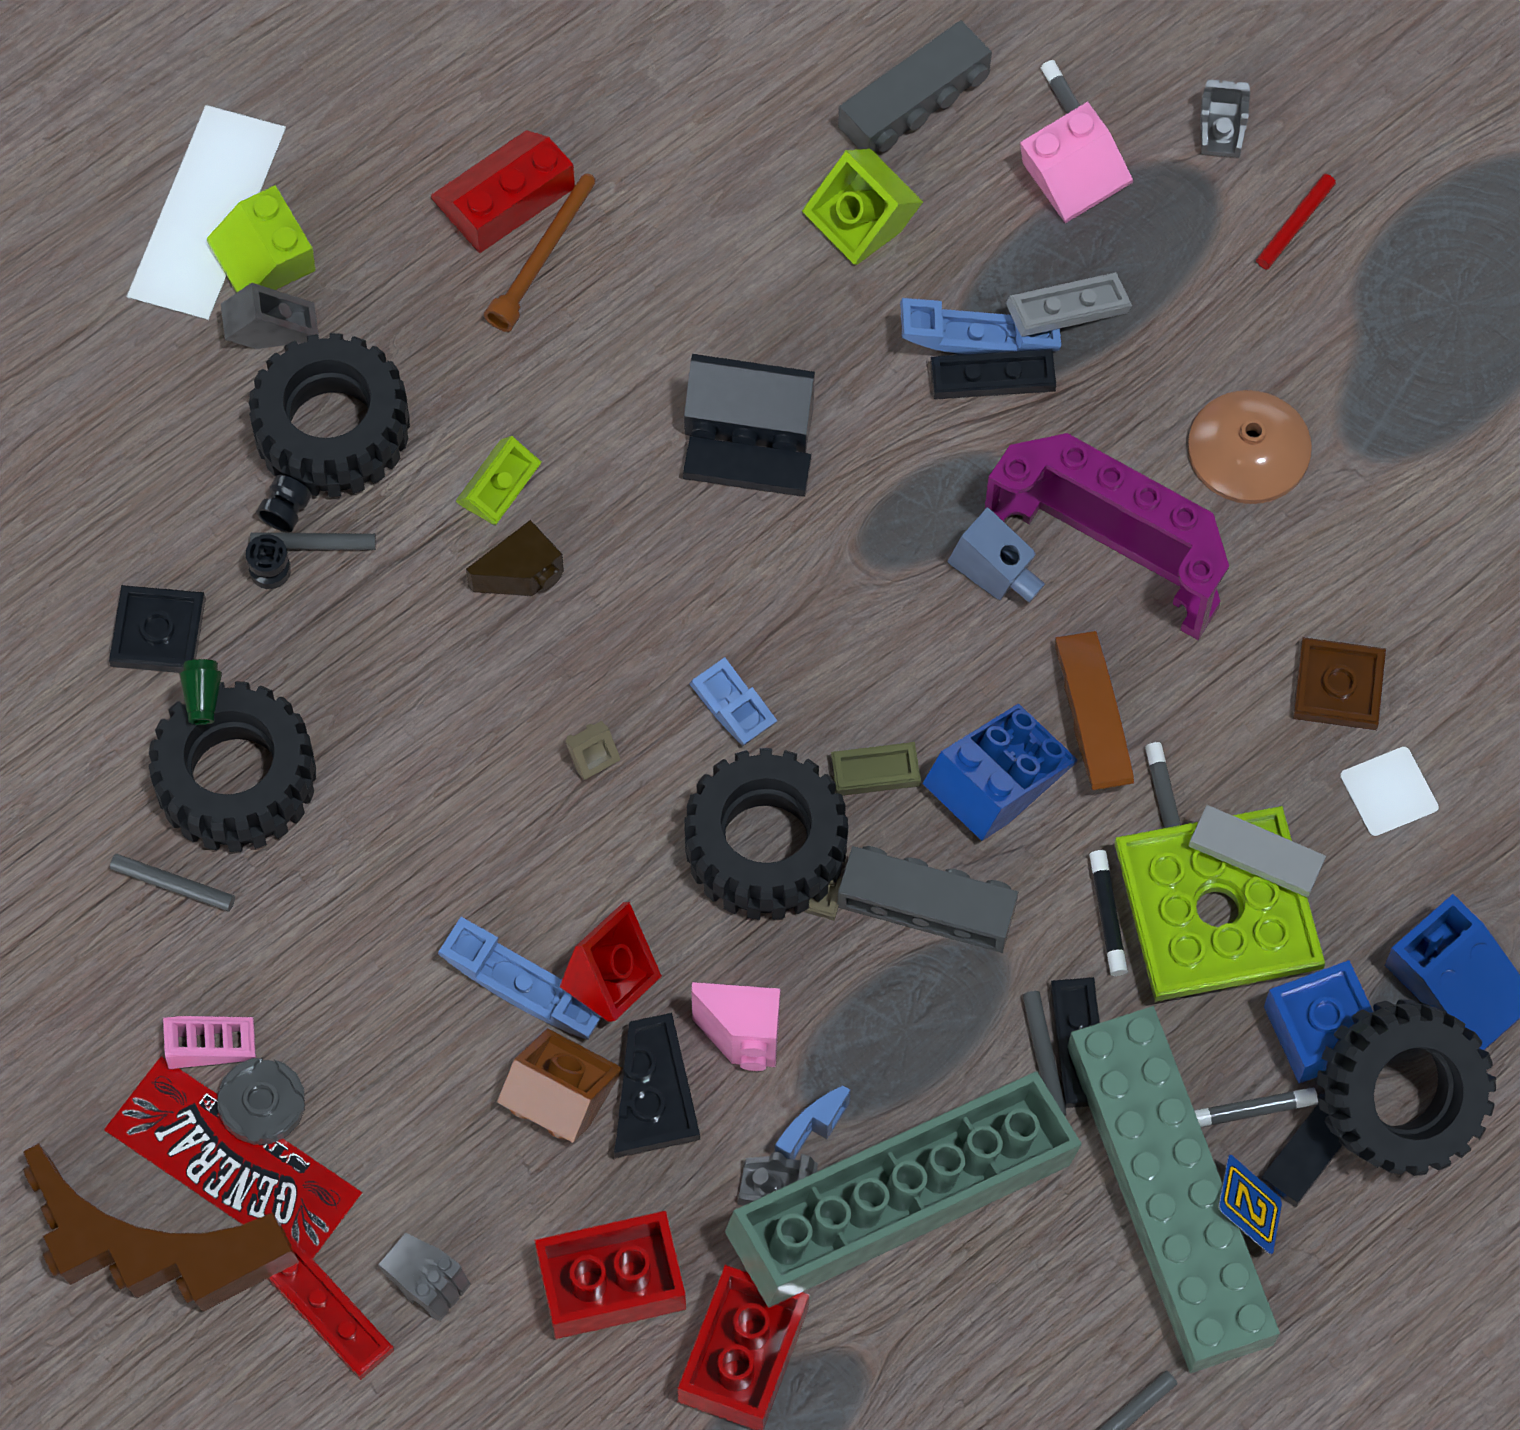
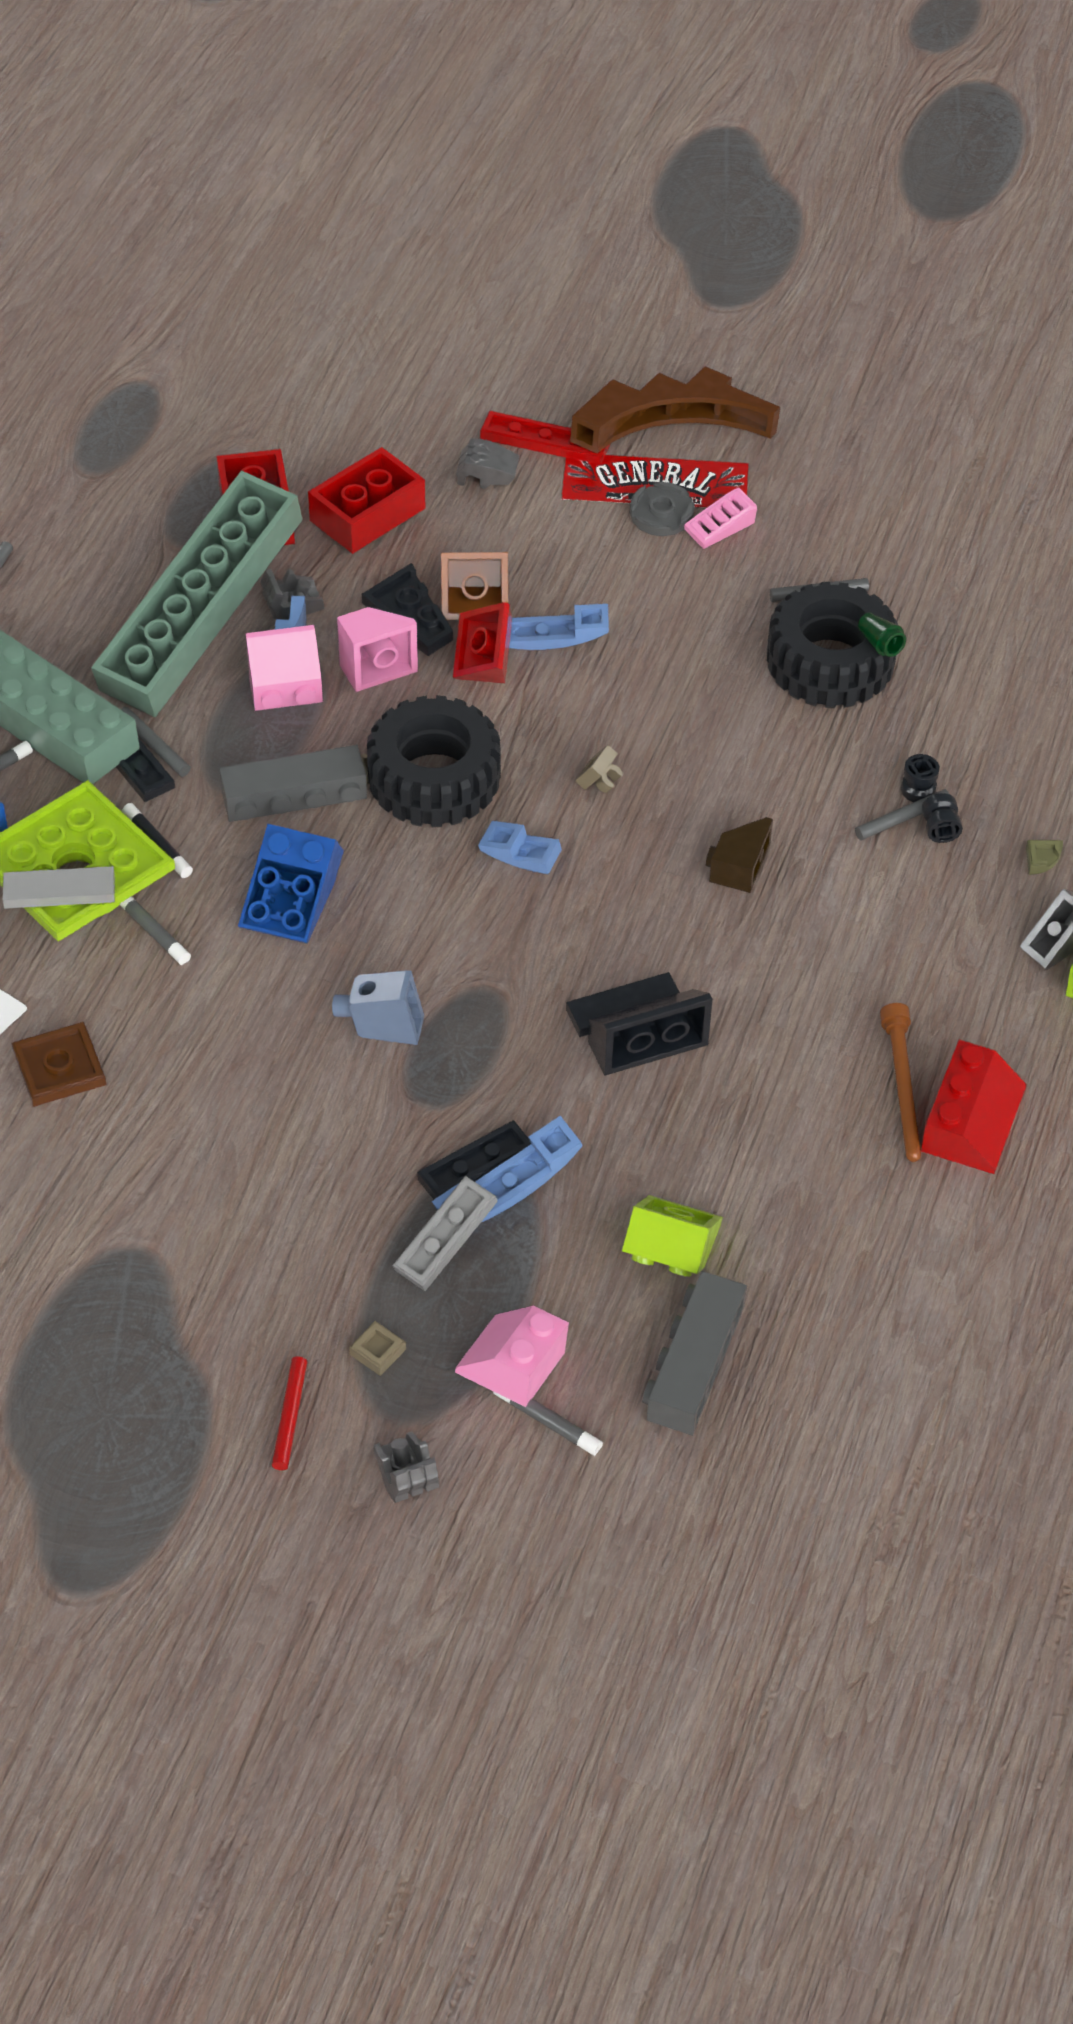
camera: 150 degrees right, 15 degrees down
(156, 628) = (960, 717): black tile -> none
(212, 423) = (1042, 855): none -> olive tile
(323, 368) = (951, 907): black tyre -> none
(499, 480) = (804, 912): lime slope -> none
(856, 1051) = (284, 667): none -> bright pink slope
(876, 768) = (386, 854): olive tile -> none
(1094, 710) = (243, 948): dark orange slope -> none
(1119, 511) = (298, 1093): magenta windscreen -> none
(1186, 241) = (377, 1348): none -> dark tan tile
(1246, 466) = (229, 1223): nougat dish -> none

